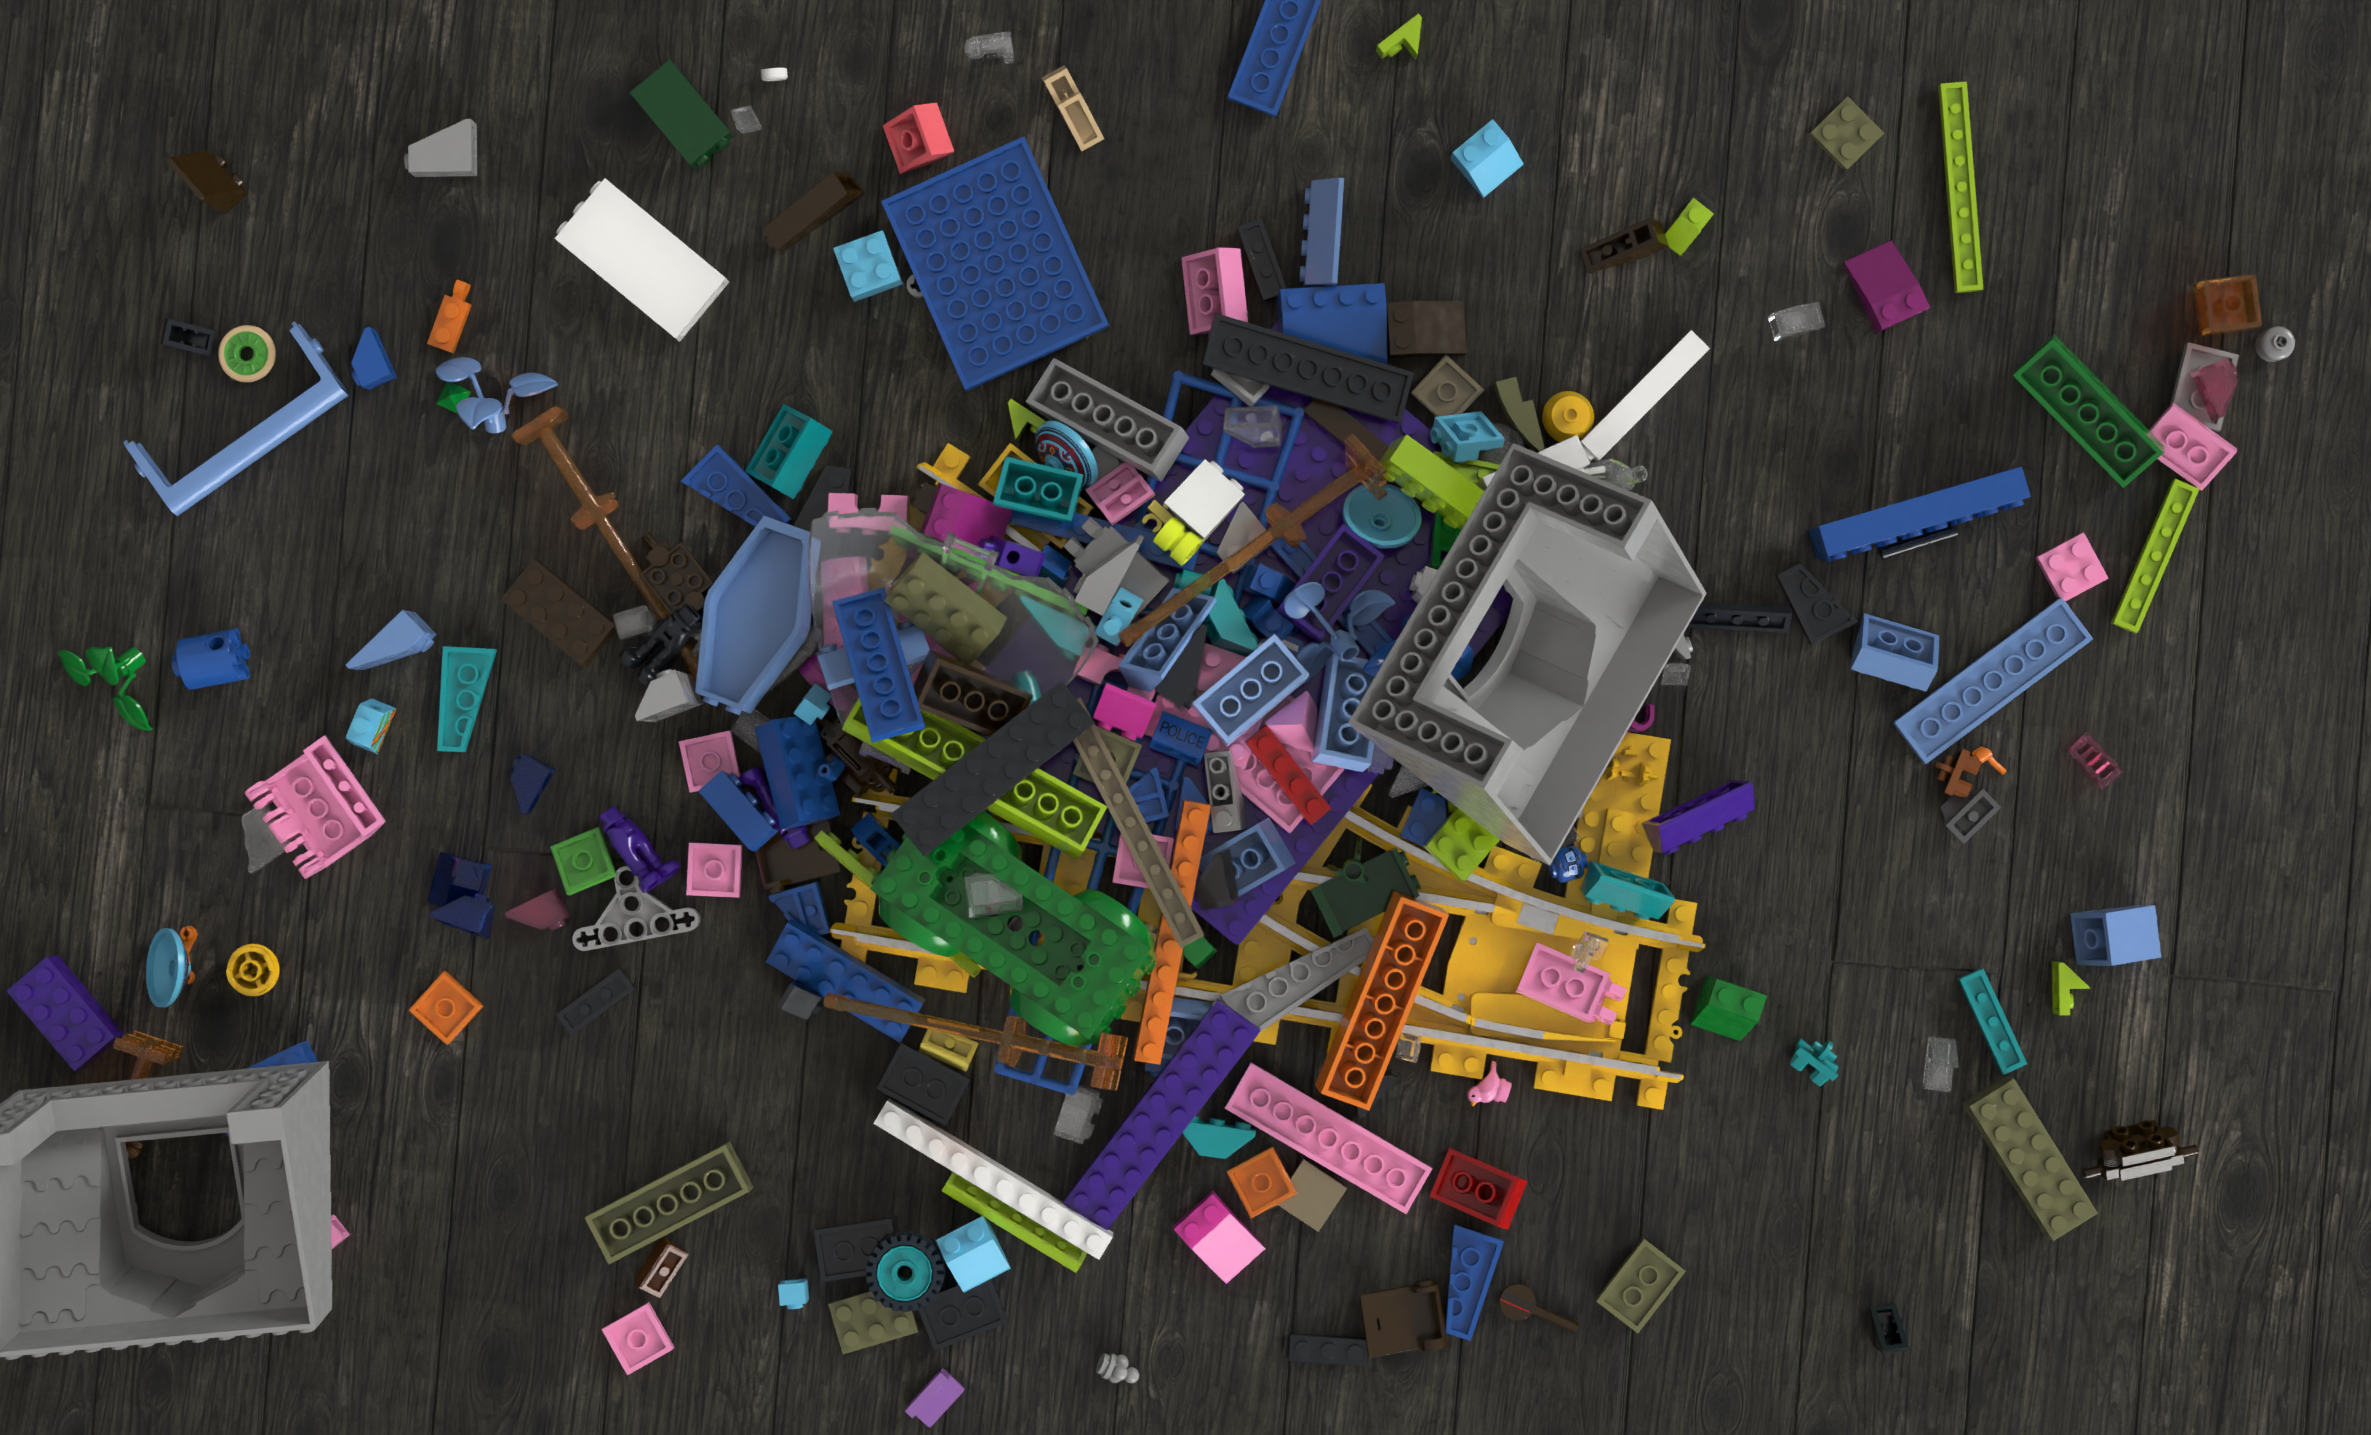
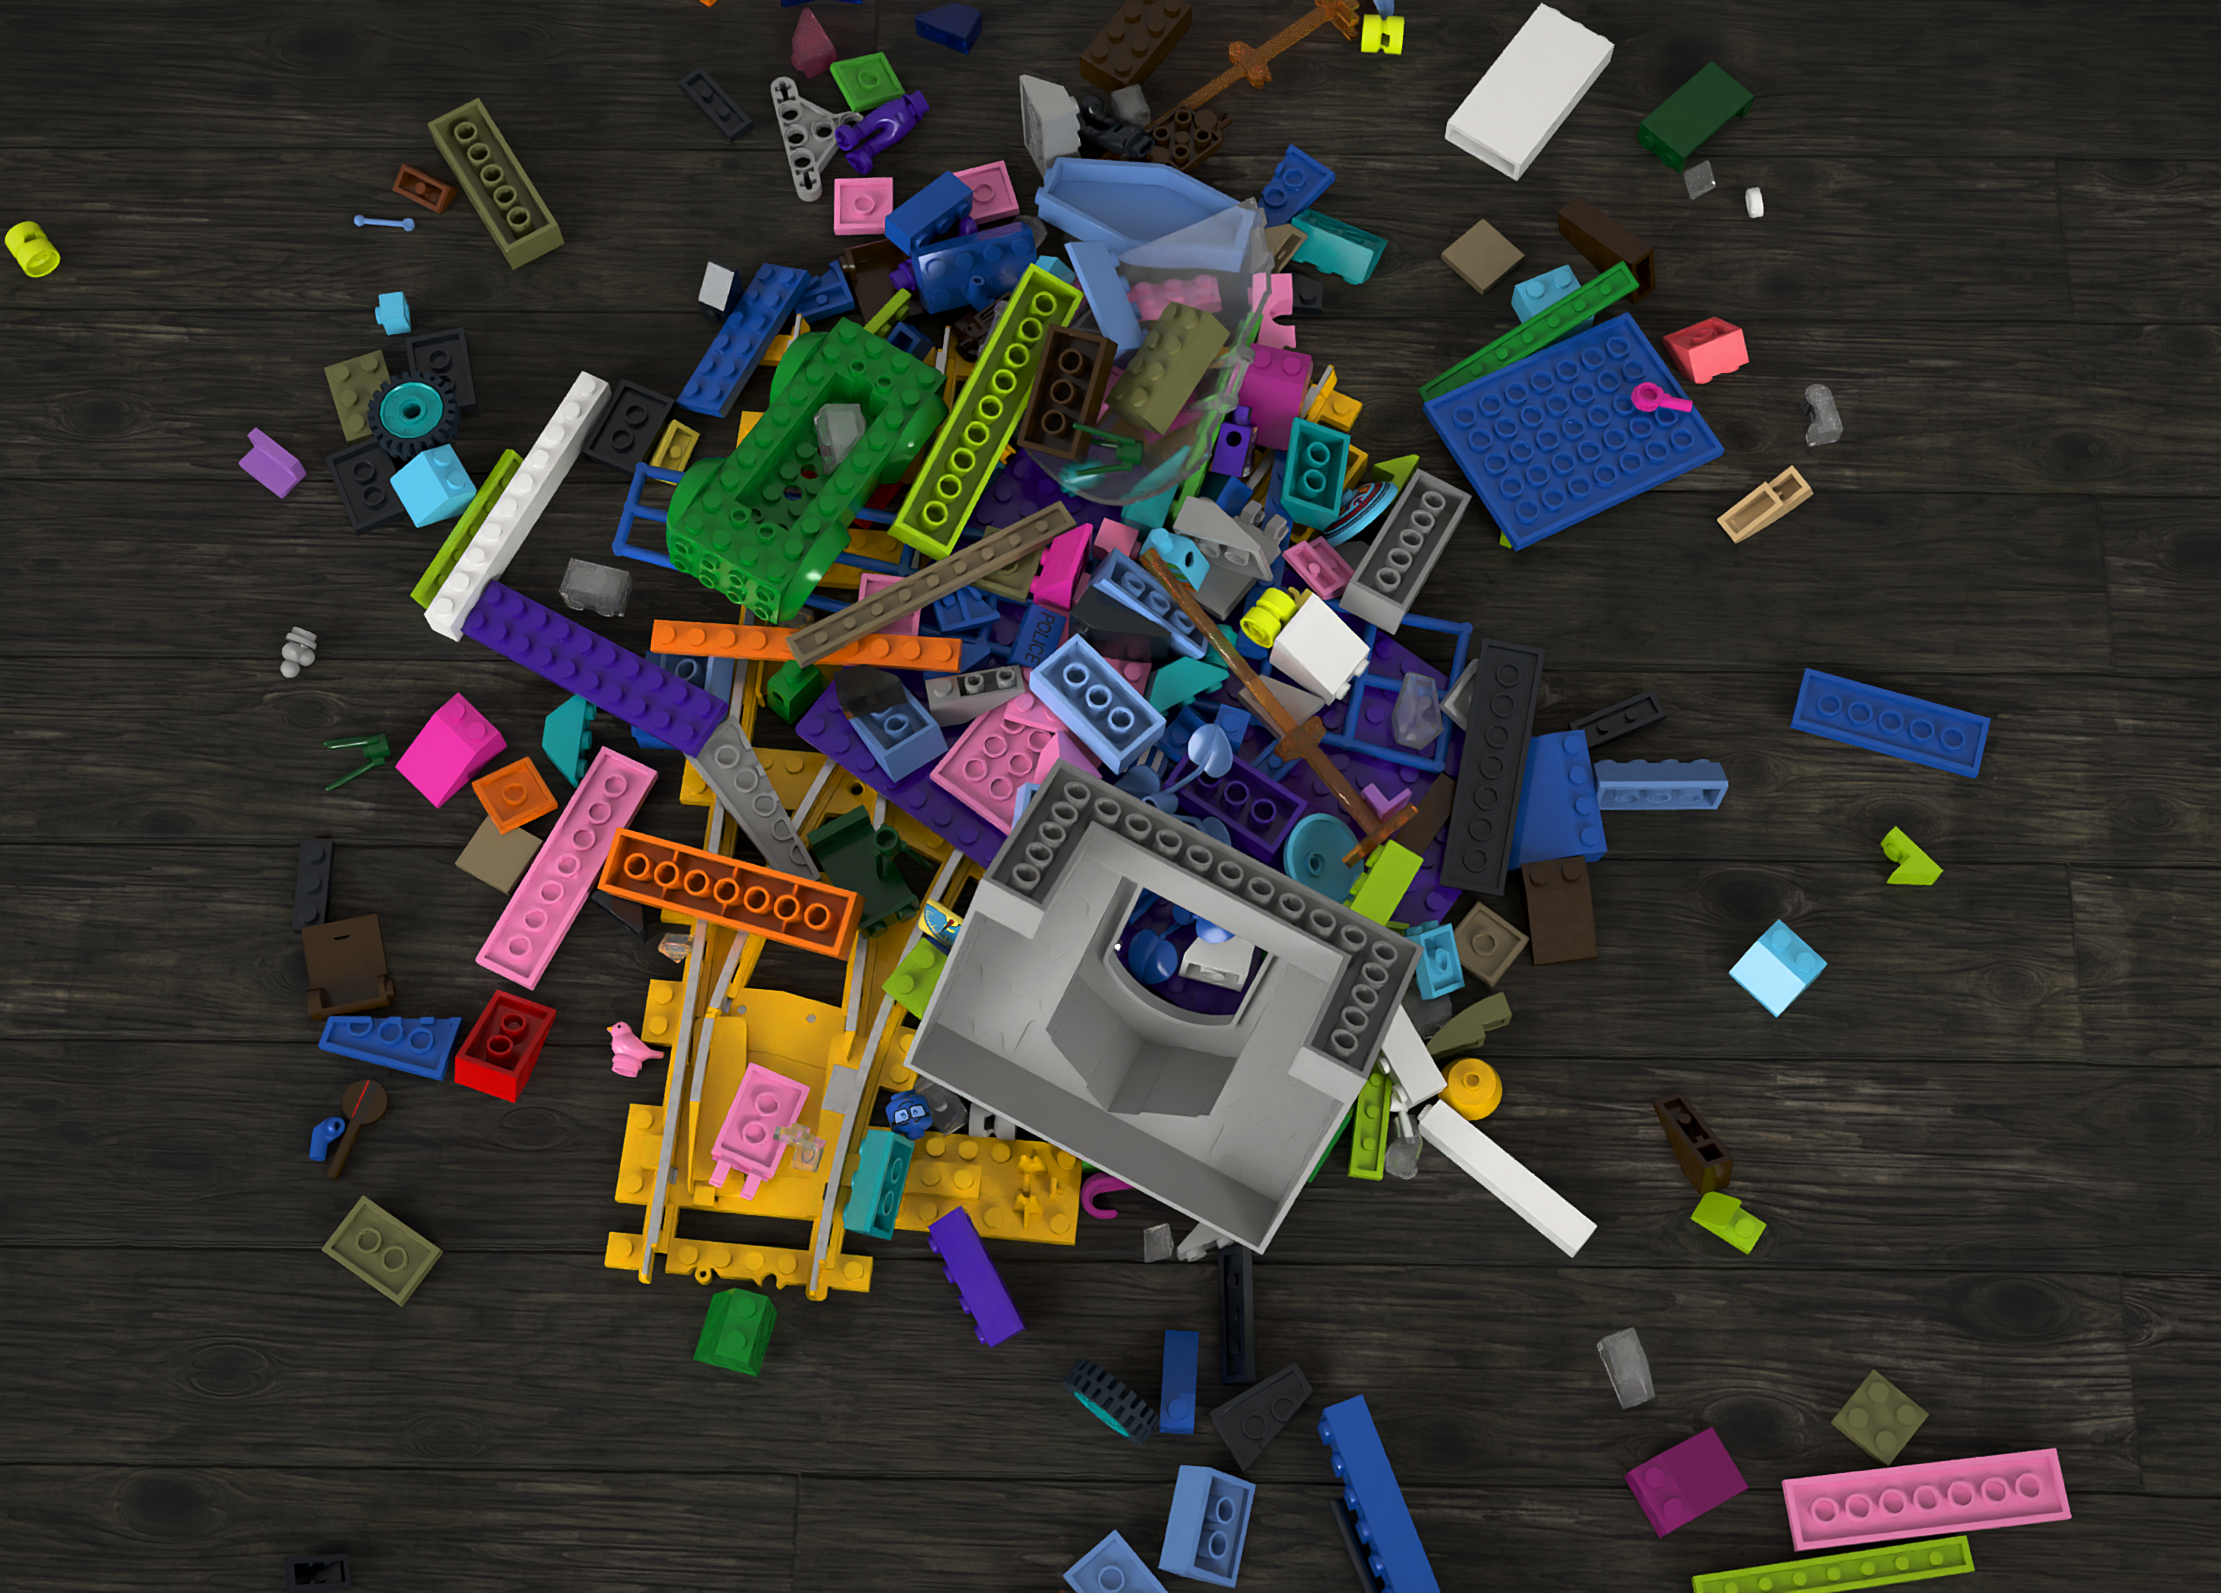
camera: 85 degrees right, 20 degrees down
(572, 387) = (1373, 28): none -> neon yellow wheel
(638, 1338) = (347, 168): bright pink plate -> none
(697, 1283) = (407, 224): none -> medium blue hinge
(798, 505) = (1284, 242): none -> dark tan slope
(807, 321) = (1482, 256): none -> dark tan tile
(878, 665) = (1094, 289): blue plate -> none
(905, 291) = (1536, 331): none -> green tile
(973, 194) = (1649, 397): none -> dark pink plate
(992, 768) = (986, 419): black plate -> none
(1012, 1040) = (652, 560): clear orange piece -> none
(1023, 648) = (1128, 450): none -> dark green plant
(1209, 1301) = (373, 746): none -> dark green plant
(1213, 286) = (1581, 672): bright pink slope -> none
(1288, 775) = (999, 763): red plate -> none
(1343, 460) = (1380, 805): none -> medium lavender panel
(1418, 823) = (940, 922): none -> slope
(1541, 1335) = (323, 1135): none -> blue arm
(1785, 665) = (1179, 1382): none -> blue slope
(1807, 718) = (1111, 1401): none -> black wheel
(1819, 1057) = (671, 1456): teal hips -> none
(1911, 108) = (1926, 1499): none -> bright pink plate

